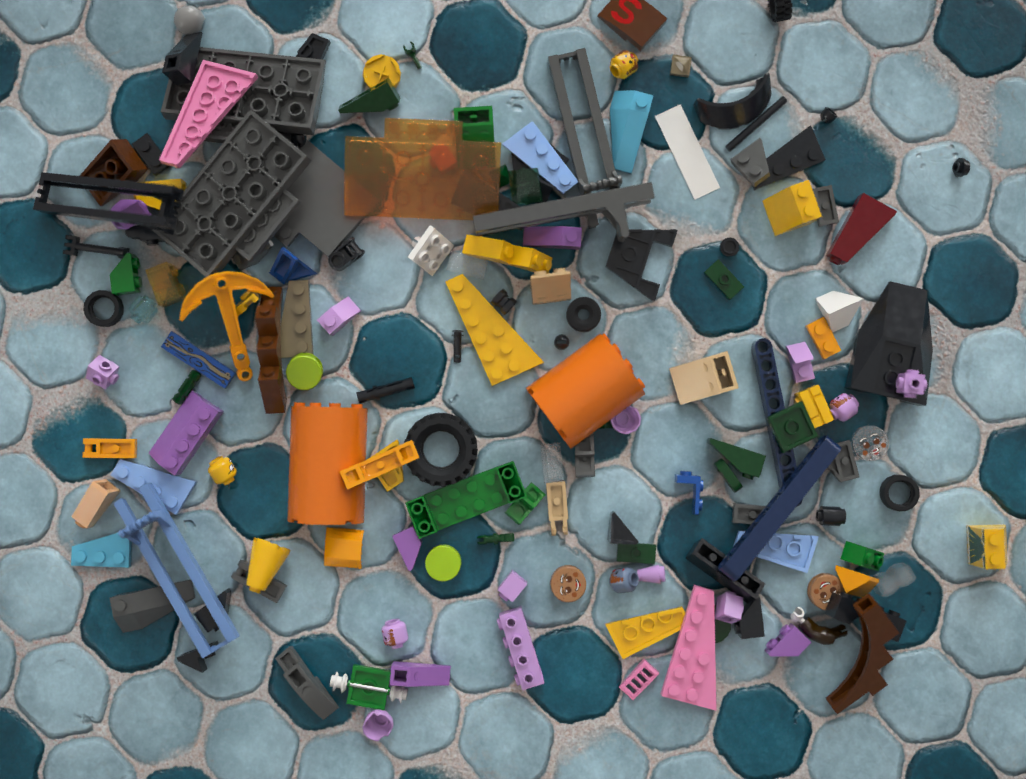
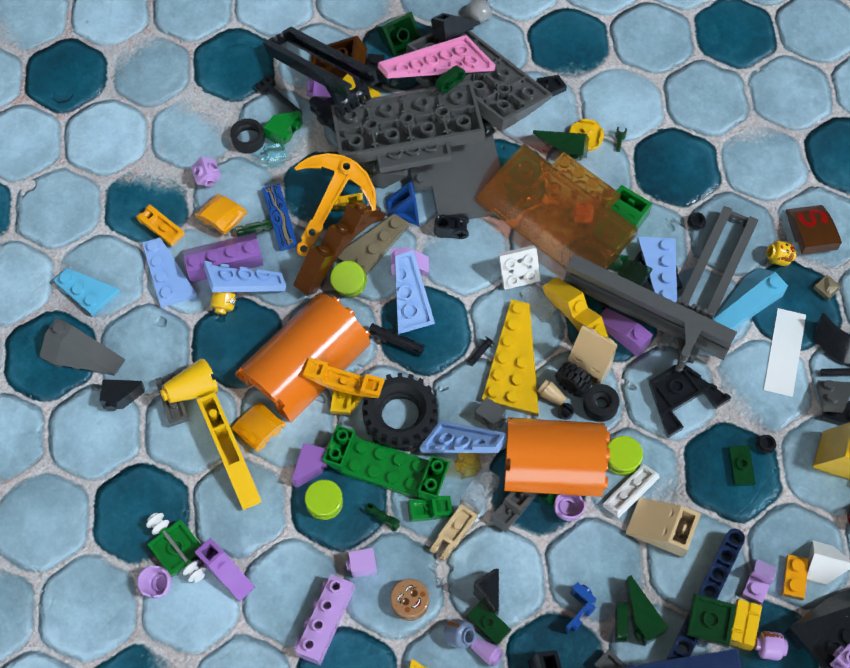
camera: 40 degrees right, 25 degrees down
(95, 503) = (113, 249): light nougat slope -> none
(135, 533) = (122, 279): medium blue piece -> none
(141, 101) = (398, 32): none -> dark green slope
(149, 397) = (221, 214): none -> light orange slope
(165, 284) = (305, 146): clear yellow brick -> none
(194, 660) = (73, 413): black slope -> none
(219, 449) = (228, 279): none -> light blue wing
(234, 125) = (450, 79): none -> dark green beam
(305, 684) = (131, 503): dark grey slope -> none
(339, 586) = (229, 451): none -> yellow slope
(368, 347) = (412, 301): none -> light blue wing
(394, 633) = (235, 521): lavender head -> none
(502, 301) = (544, 345): black wheel -> none
(503, 437) = (460, 438): none -> light blue wing
(510, 393) = (490, 414): none -> dark grey brick
(525, 448) = (468, 464): none -> clear yellow brick
(535, 87) = (696, 221): none -> black plate
(540, 337) = (551, 393): none -> tan cone
(549, 314) = (573, 379): none -> black tyre
(634, 344) = (624, 455): none -> lime head
(659, 367) = (631, 490): none -> white tile

